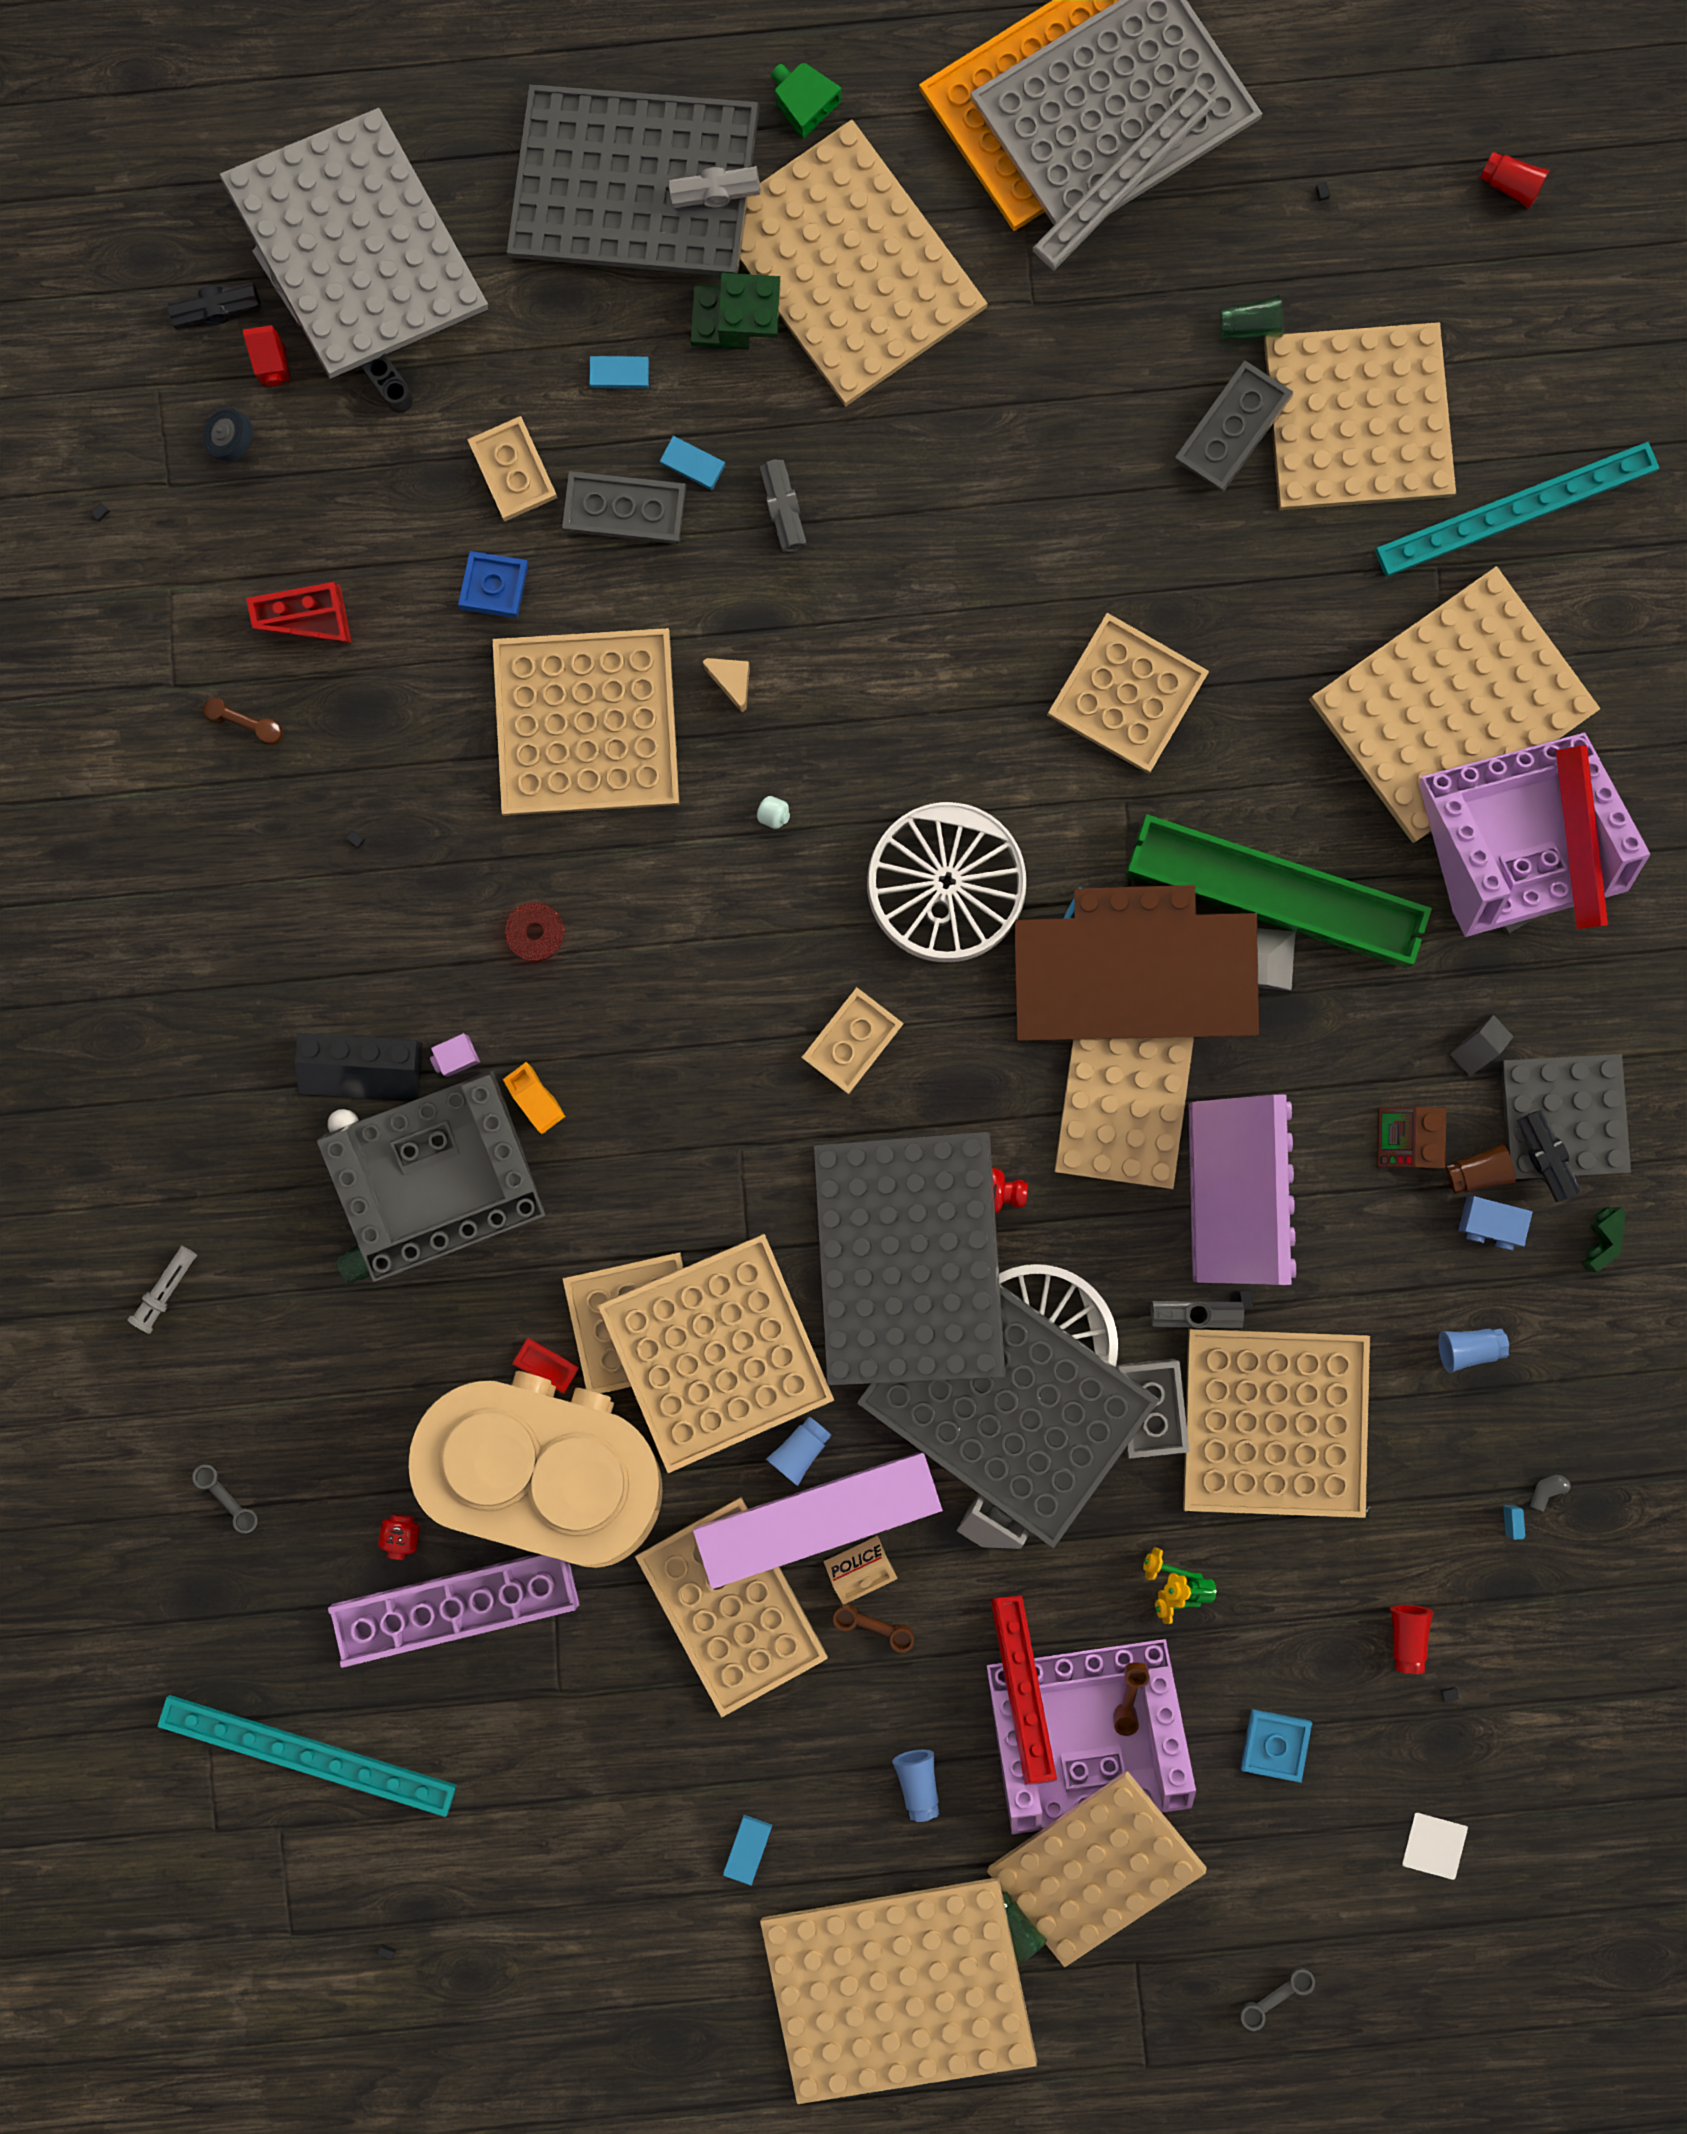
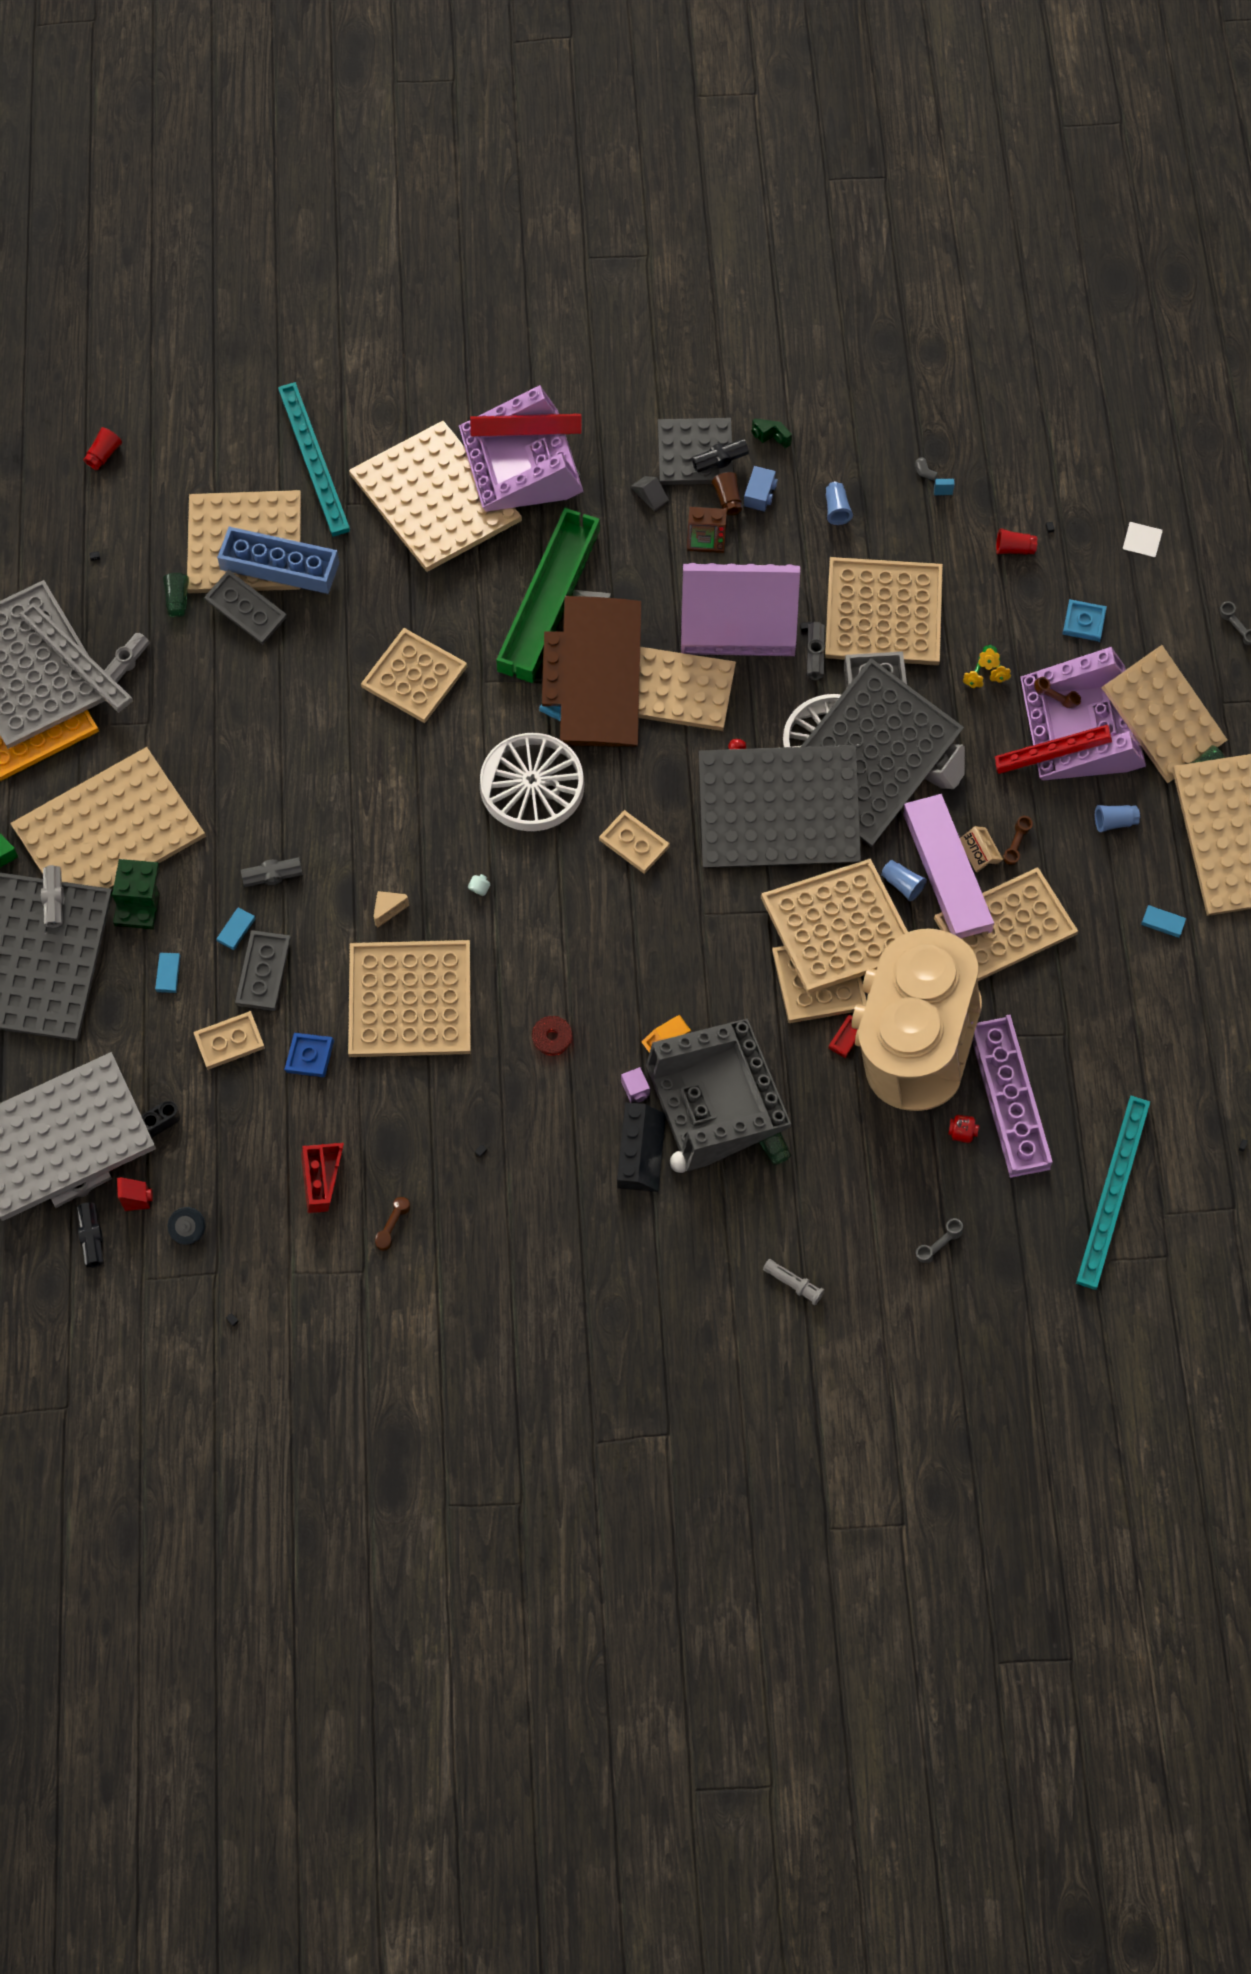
camera: 90 degrees left, 20 degrees down
(1153, 265) = (132, 651): none -> light grey piece
(1312, 466) = (278, 560): none -> medium blue brick

